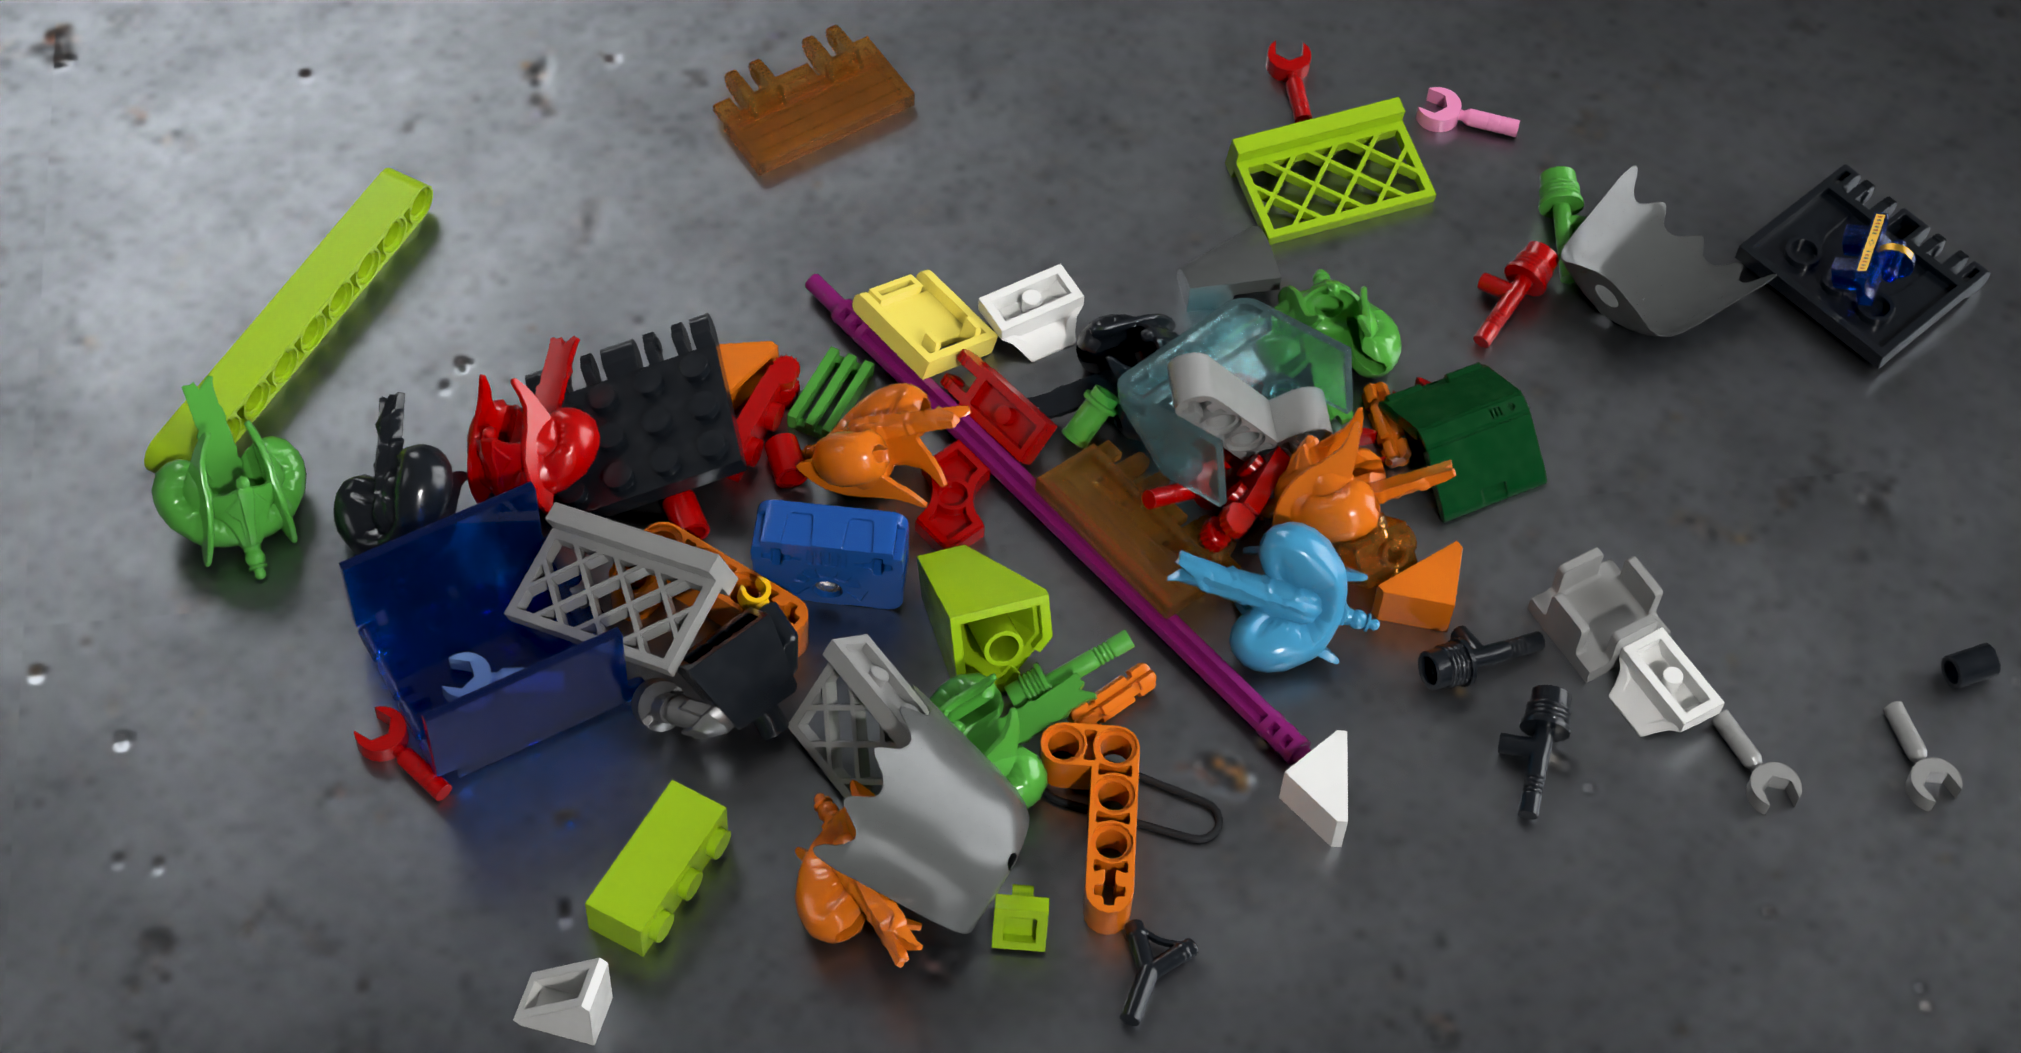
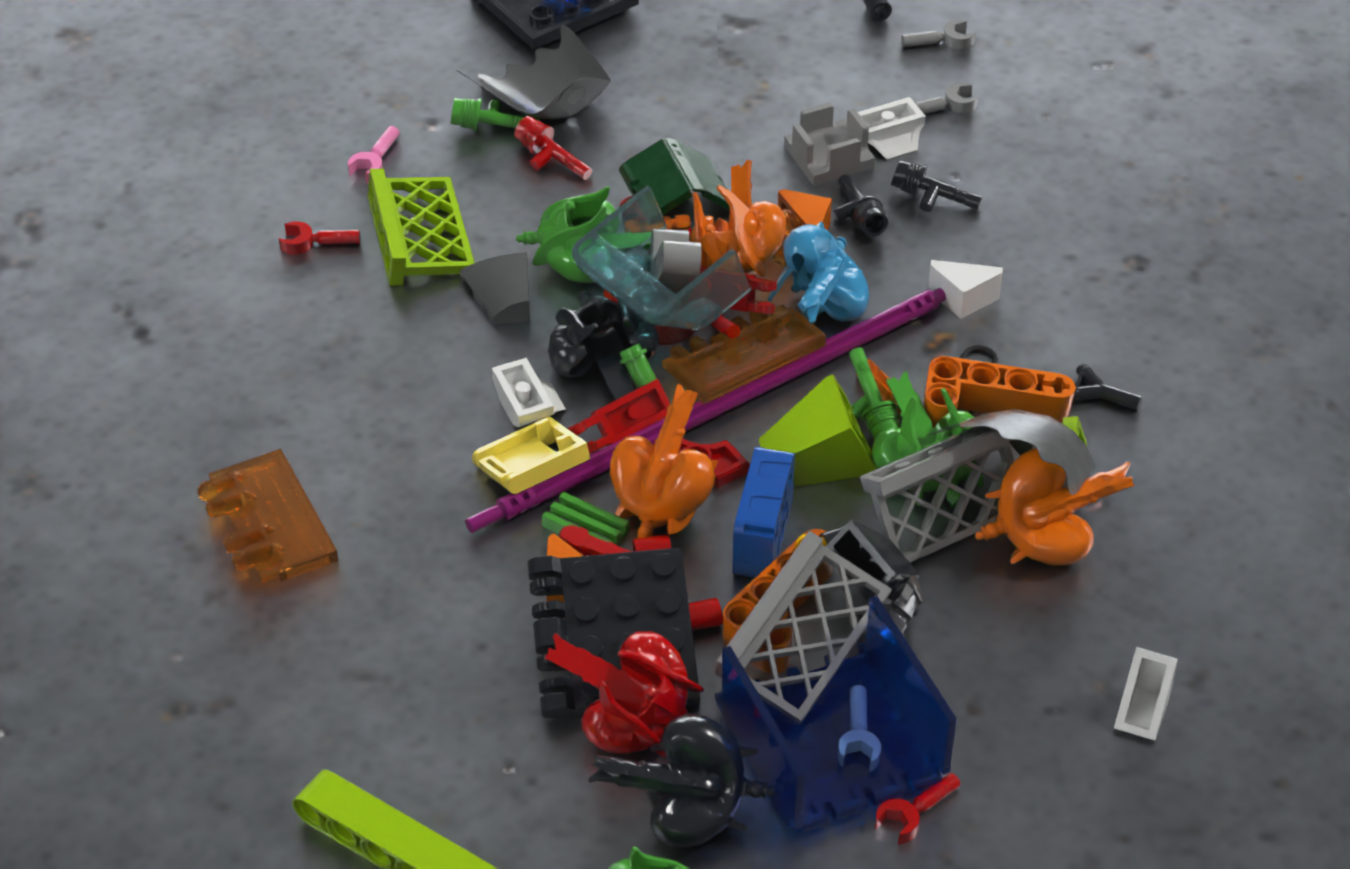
camera: 80 degrees left, 10 degrees down
(658, 869) = (1030, 640): lime brick -> none

